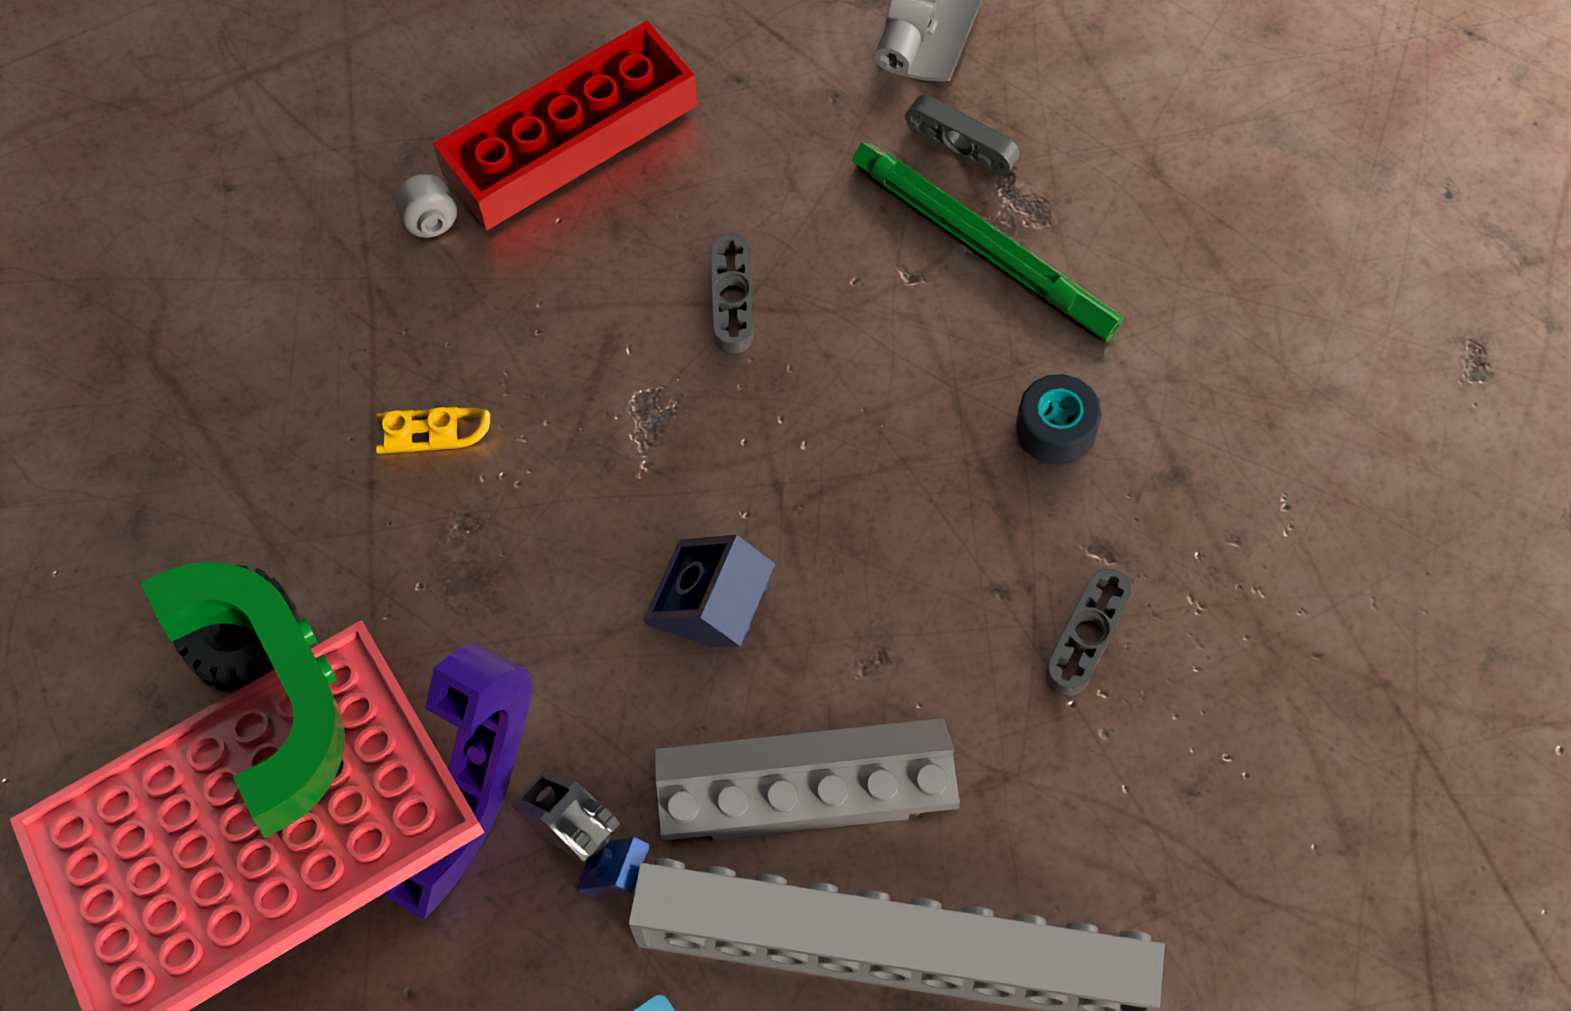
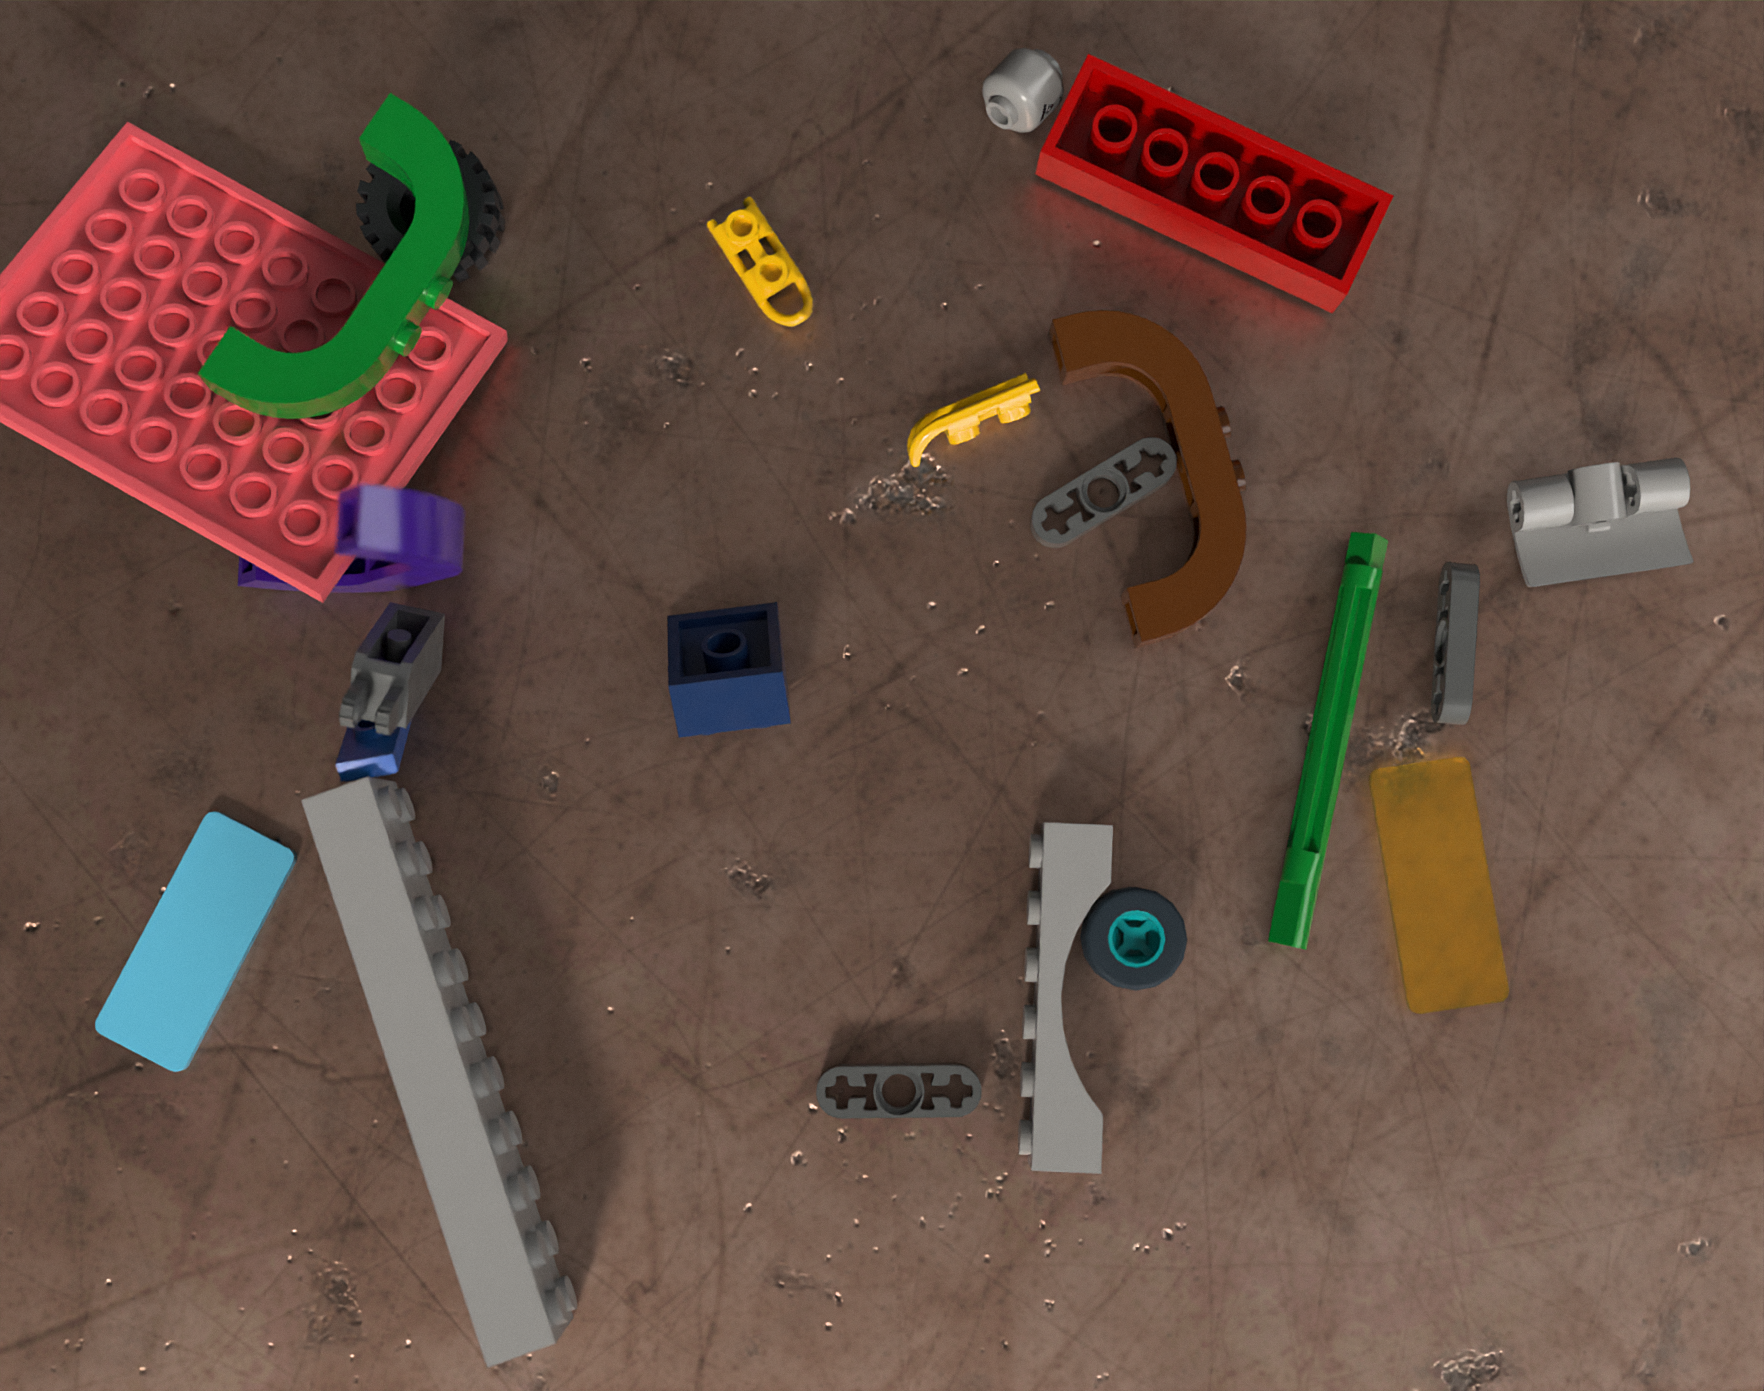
camera: 60 degrees right, 20 degrees up
(624, 351) = (961, 418): none -> yellow piece
(761, 220) = (1197, 430): none -> reddish brown arch
(805, 781) = (579, 878): light grey slope -> none
(1121, 225) = (1438, 885): none -> clear yellow piece
(1161, 524) = (1063, 1119): none -> light grey arch

